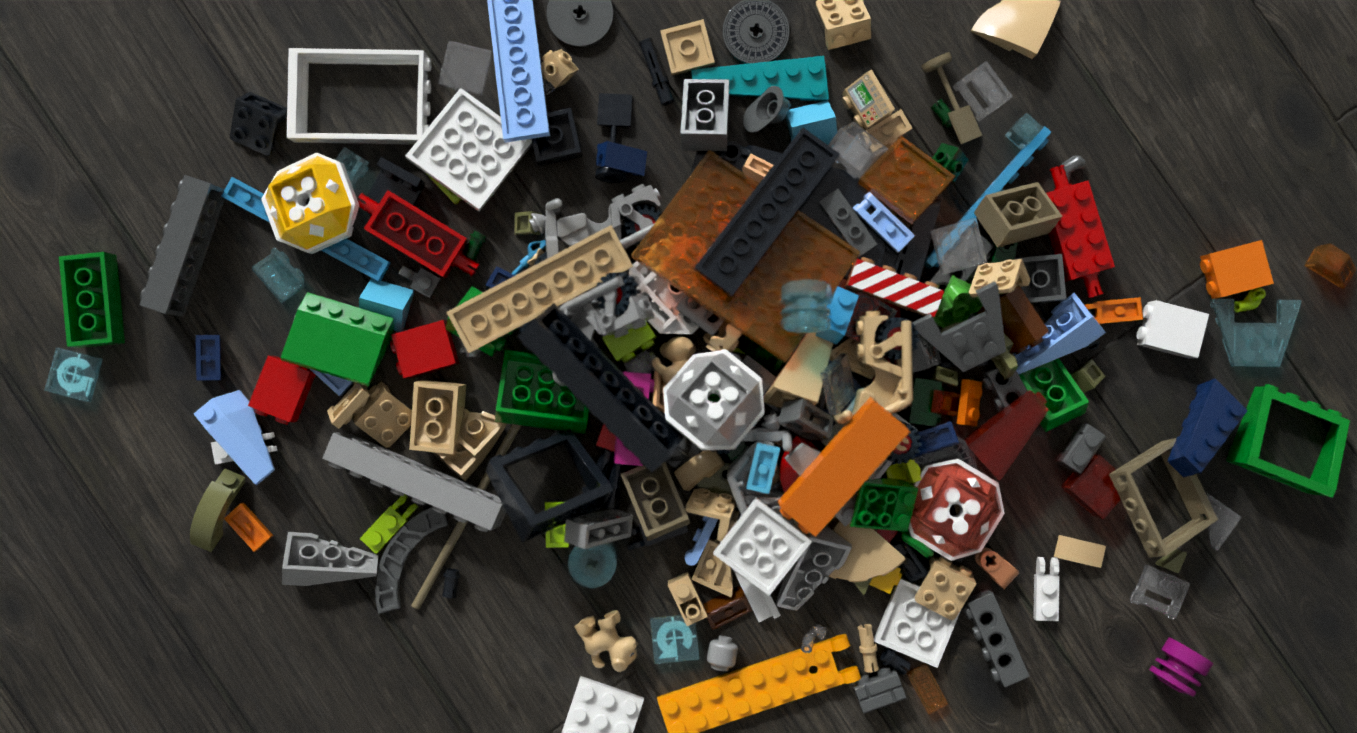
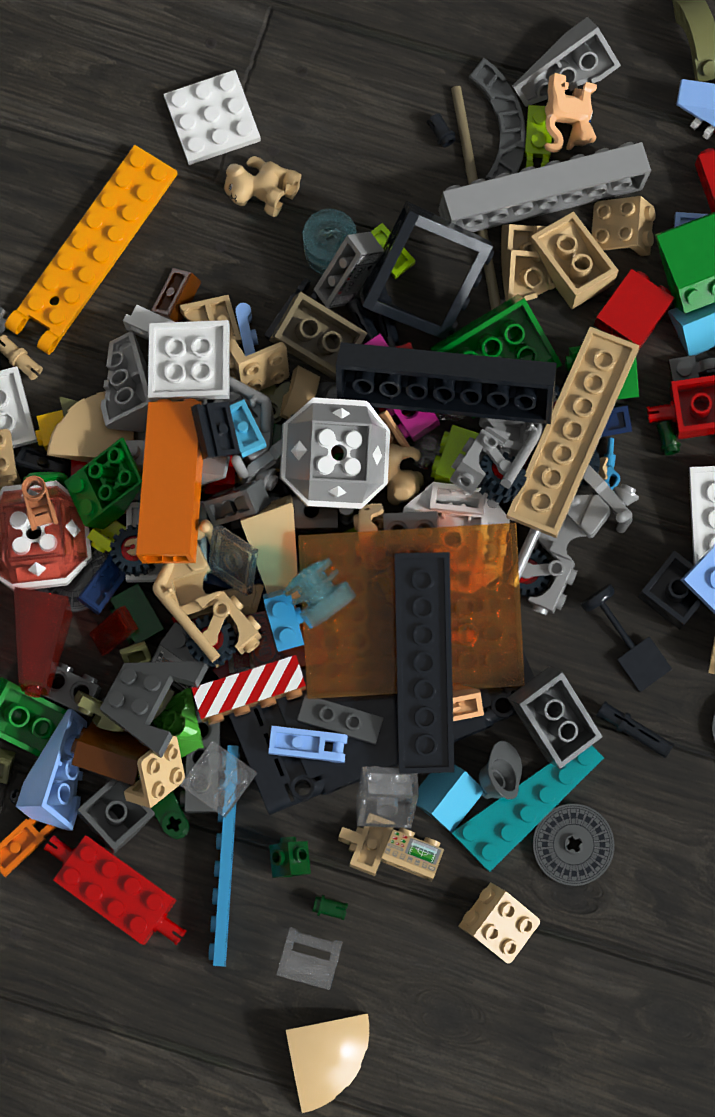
camera: 140 degrees right, 10 degrees down
(248, 527) = (658, 43): orange plate -> none
(347, 523) = (571, 110): none -> light nougat animal
(350, 402) = (660, 202): tan plate -> none
(522, 223) = (645, 495): olive slope -> none
(621, 158) = (598, 616): dark blue hinge -> none
(673, 639) = (202, 234): clear light blue tile -> none
(687, 47) = (625, 776): tan plate -> none
(687, 598) = (219, 274): tan slope -> none
(722, 653) = (148, 252): light grey head -> none
(786, 478) = (215, 430): none -> black plate
(809, 637) = (79, 325): clear arm -> none
(906, 179) = (317, 802): clear orange plate -> none
(942, 522) = (39, 507): none -> nougat piece
(961, 118) = (306, 913): dark tan piece -> none
(969, 402) = (94, 649): orange plate -> none
(1017, 214) = (185, 854): dark tan brick -> none
(1024, 131) = (239, 948): clear light blue brick -> none
(1072, 164) = (167, 955): dark grey arm -> none

